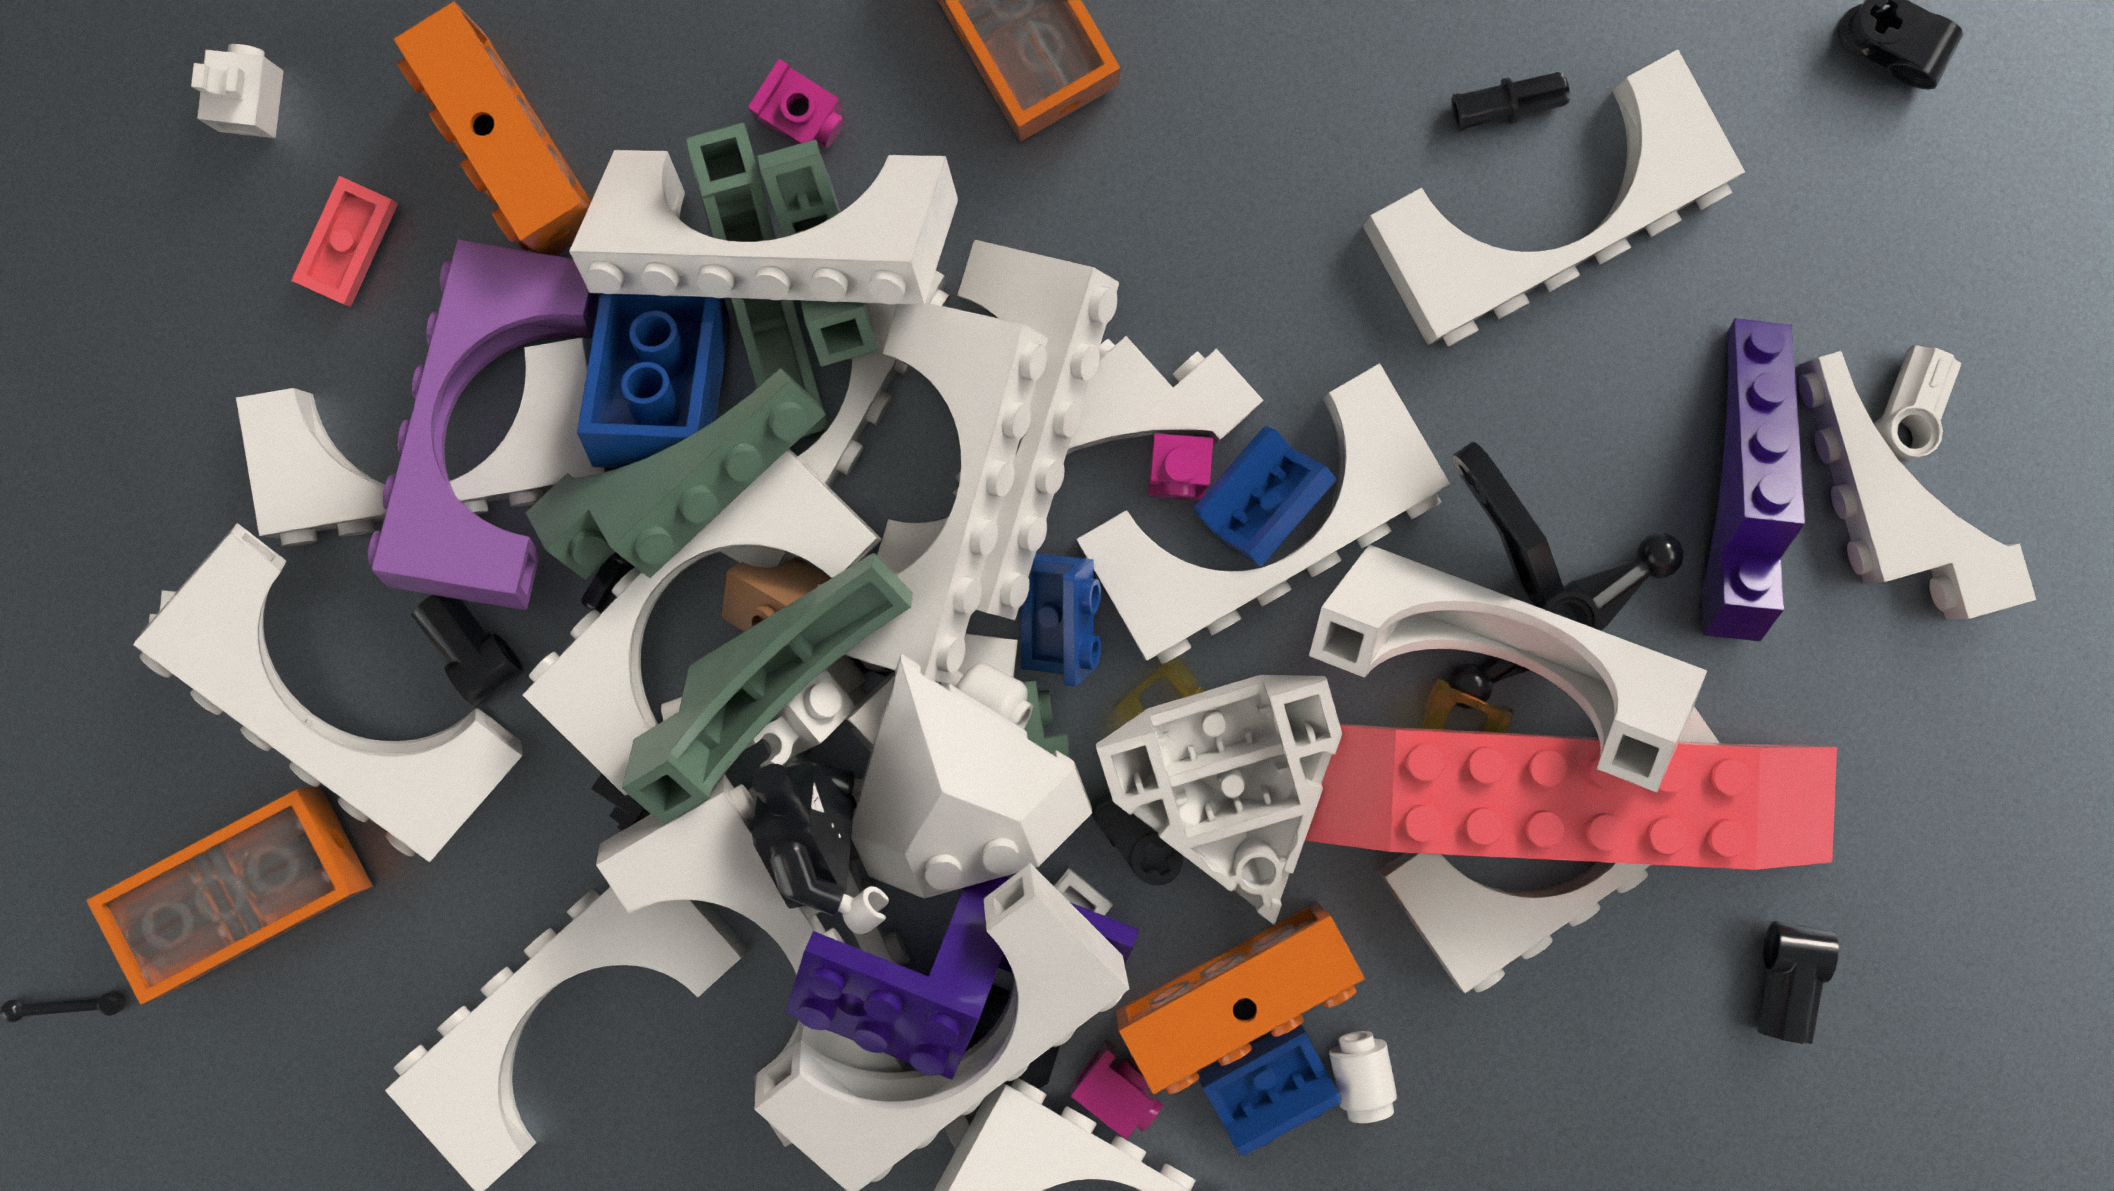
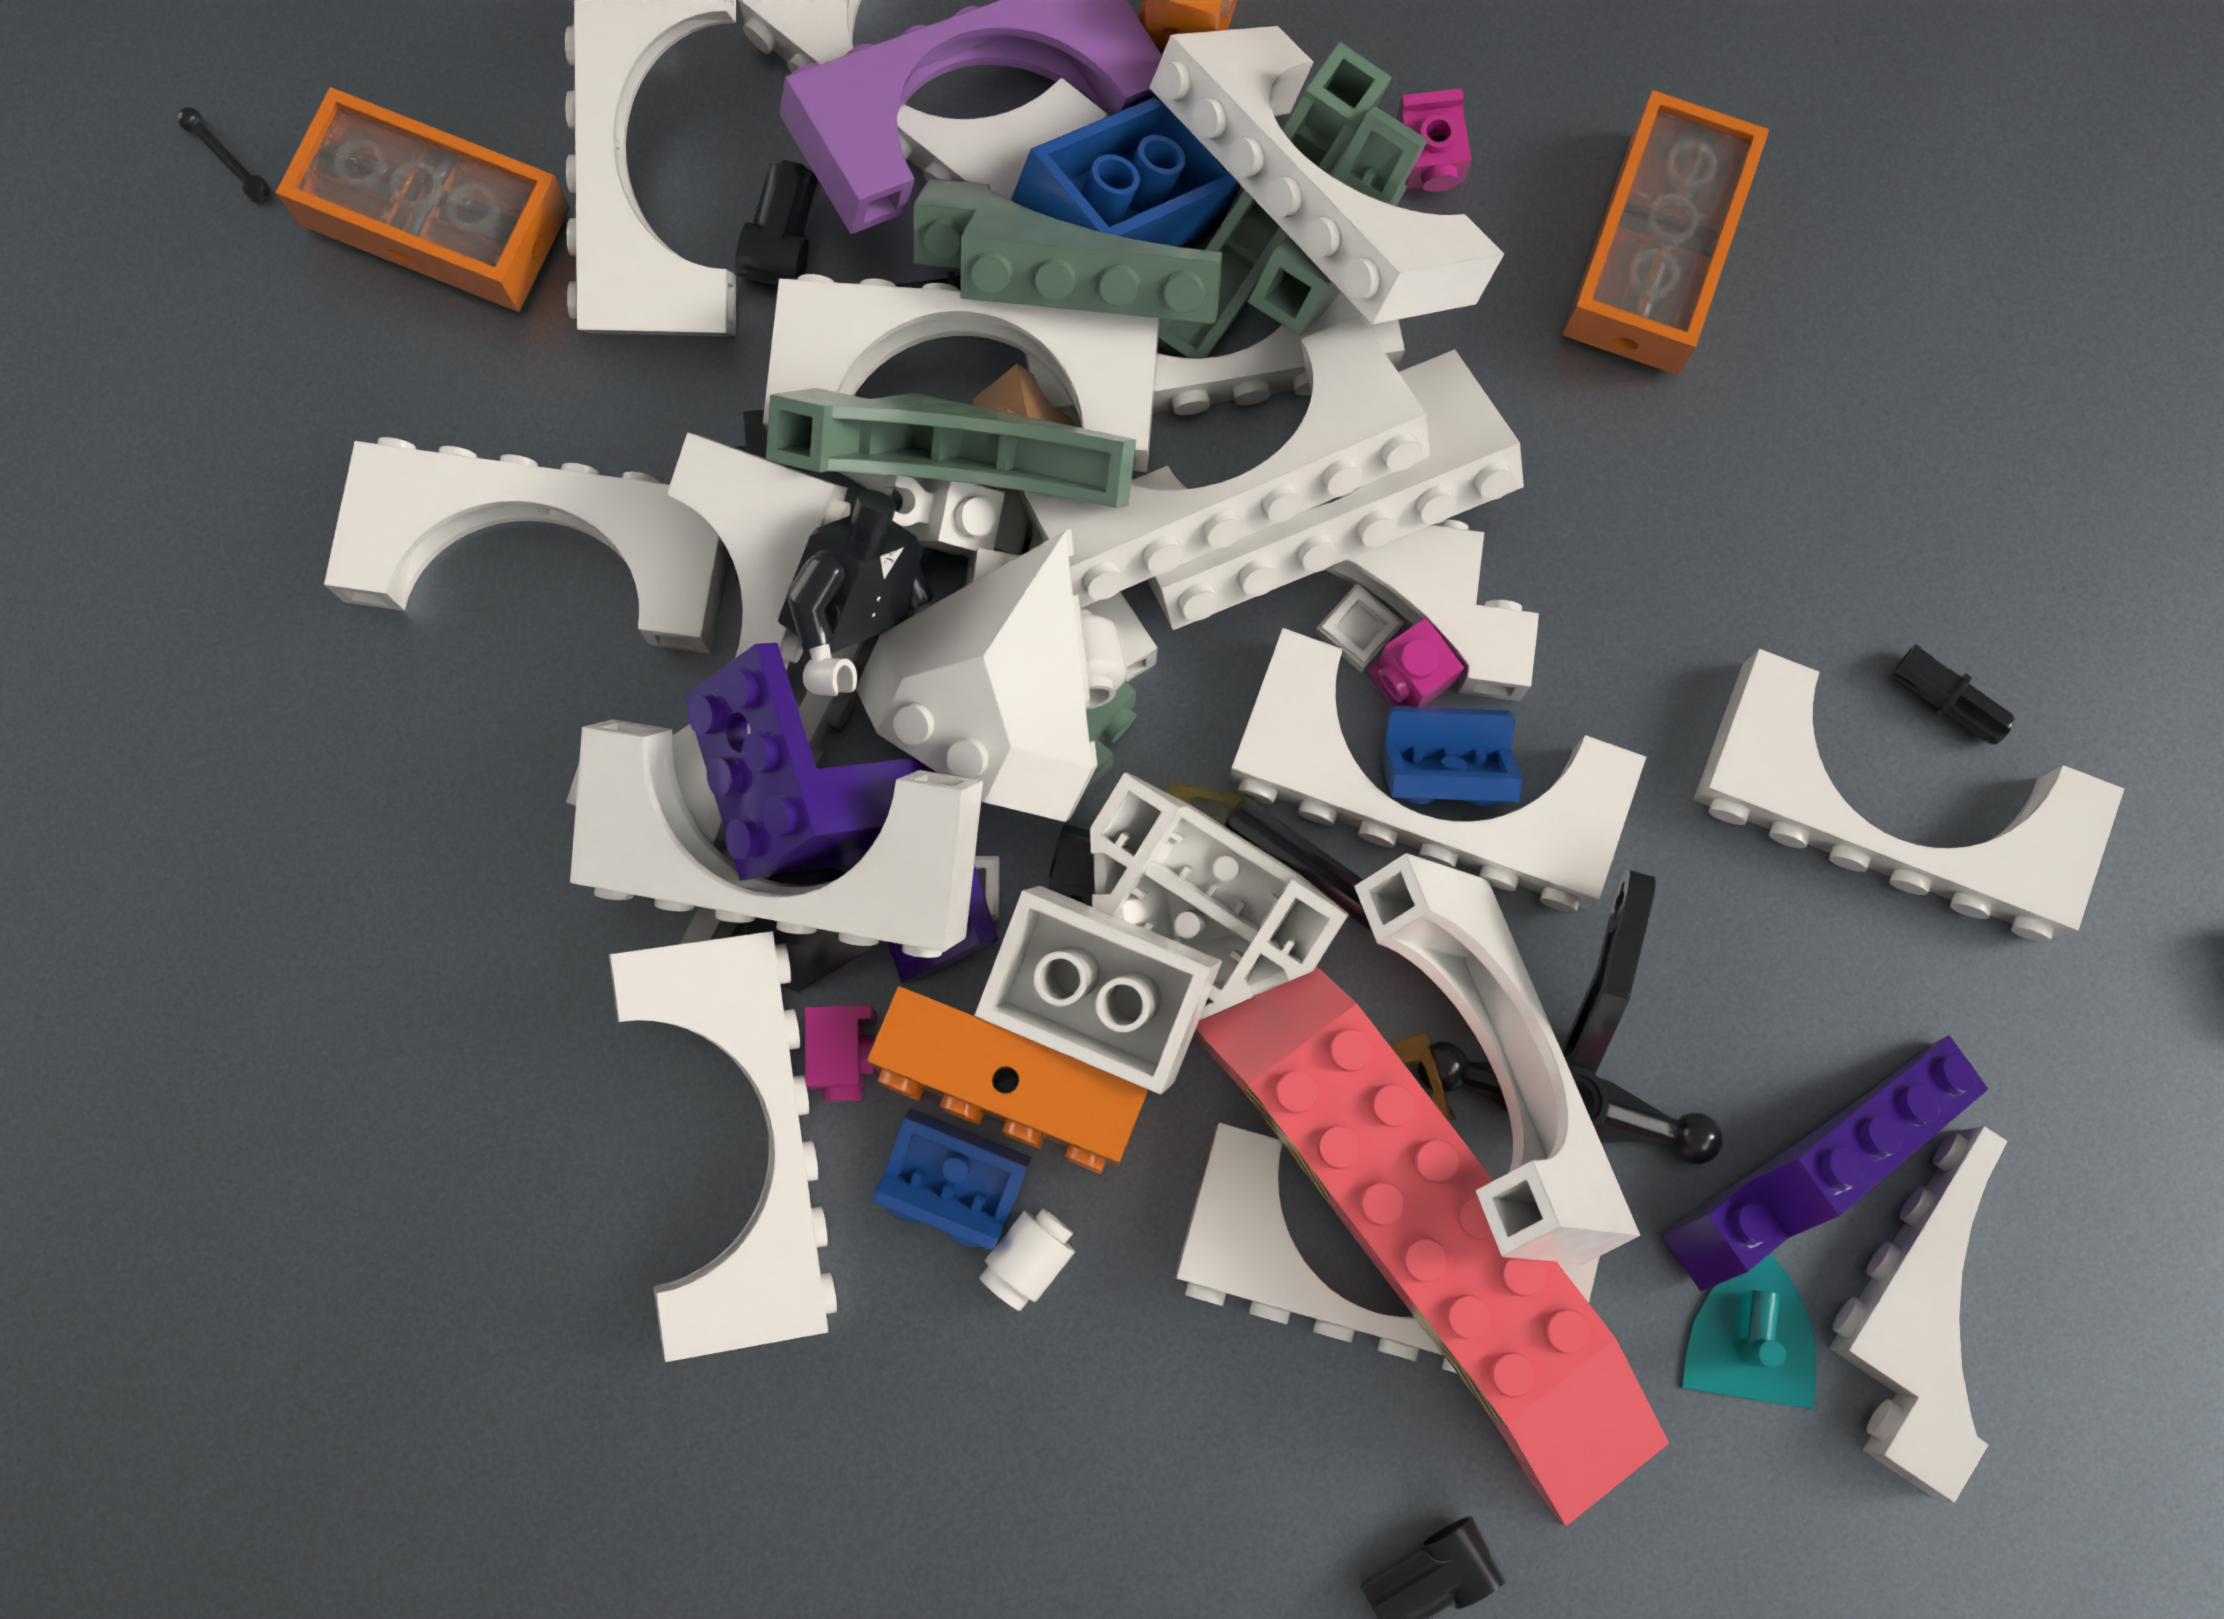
camera: 45 degrees right, 10 degrees down
(1060, 618) = (1205, 670): blue bracket -> none
(1113, 475) = (1359, 627): none -> white tile
(1233, 892) = (1098, 988): none -> white brick
(1243, 662) = (1299, 854): none -> black axle
(1821, 632) = (1753, 1340): none -> teal shield
(1919, 401) = (2026, 1254): white piece -> none

